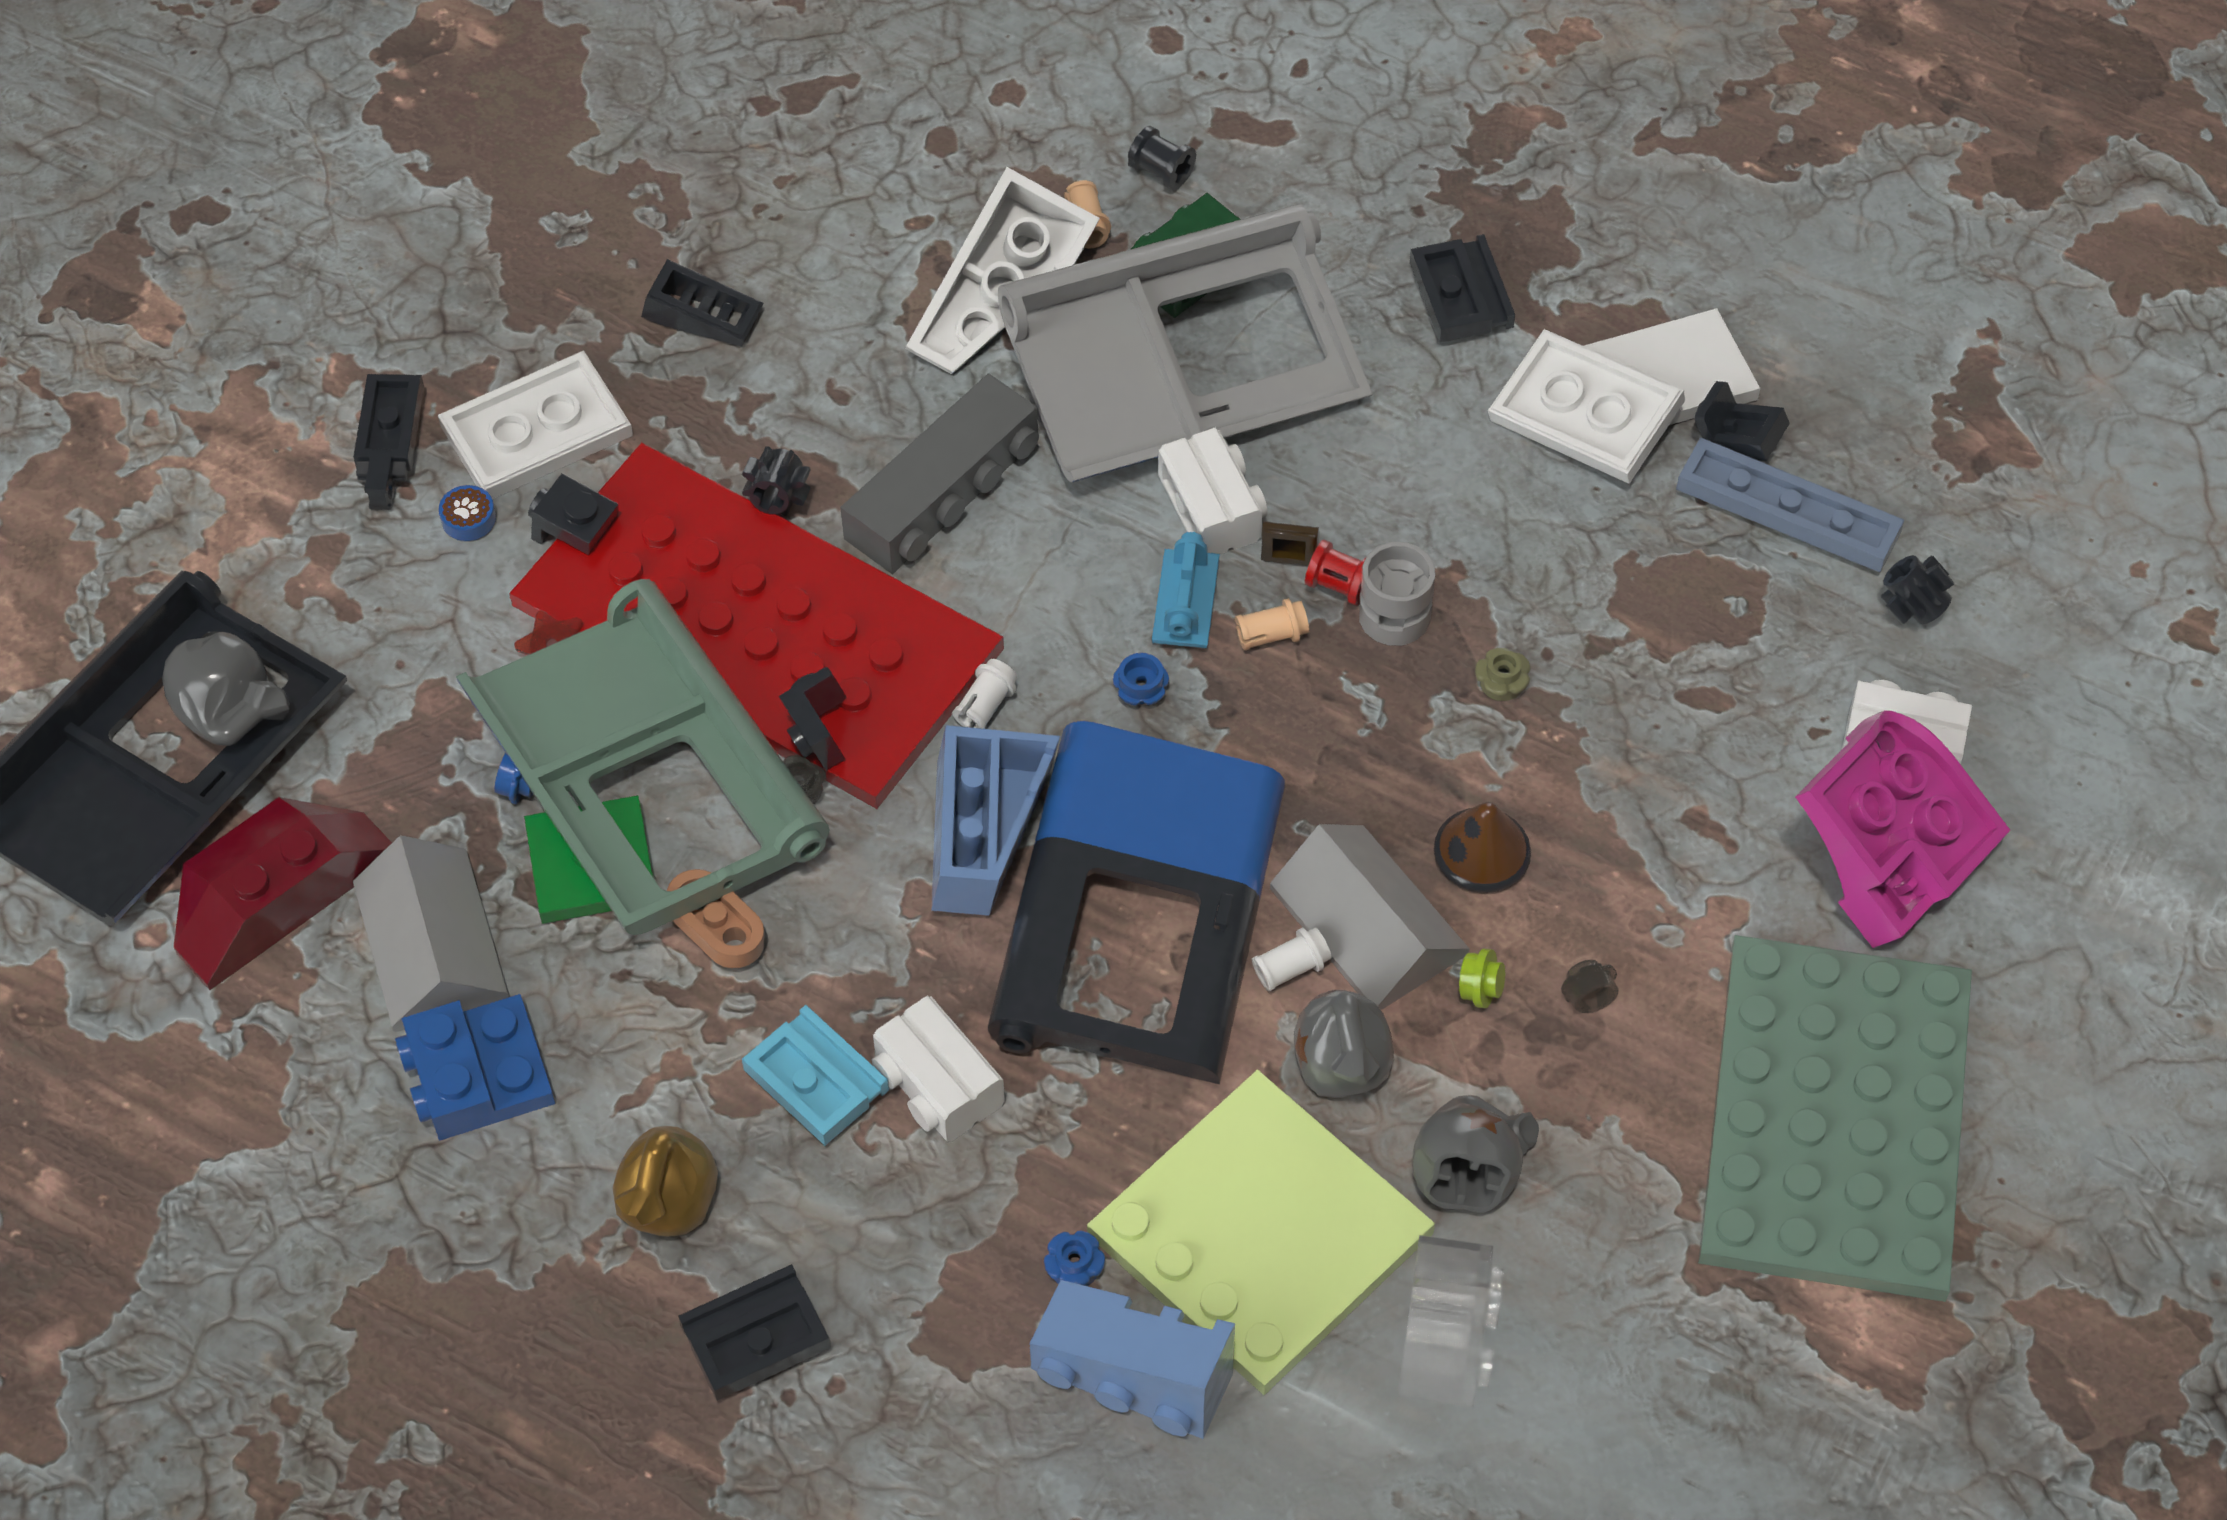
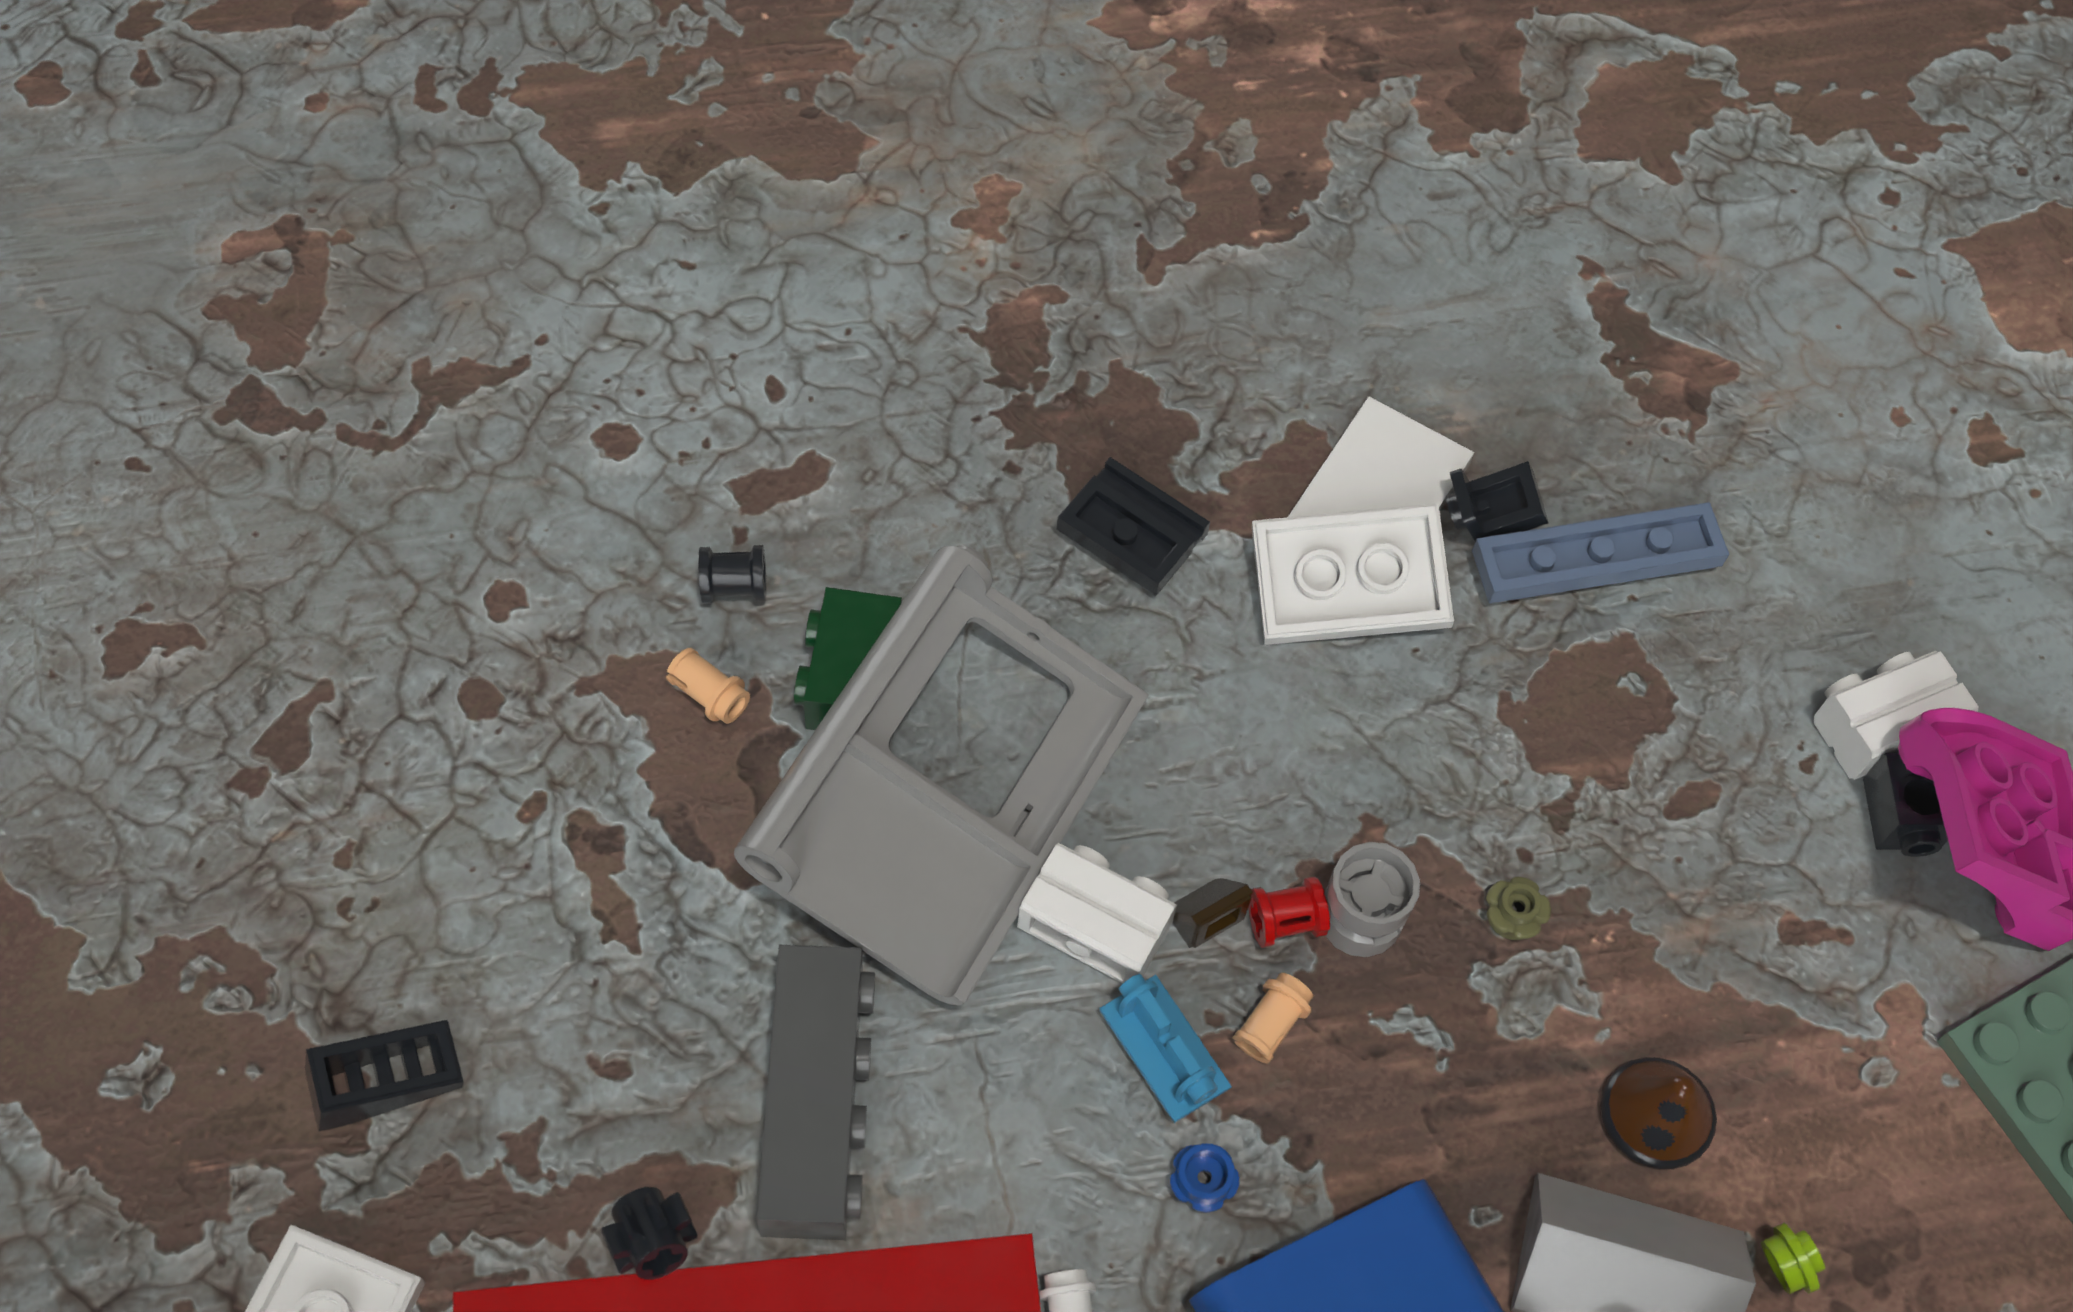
camera: 45 degrees left, 5 degrees up
(1014, 238) = (677, 802): white wedge -> none
(1590, 986) = (1882, 1187): clear smoke plate -> none
(1917, 589) = (1781, 564): black gear -> none

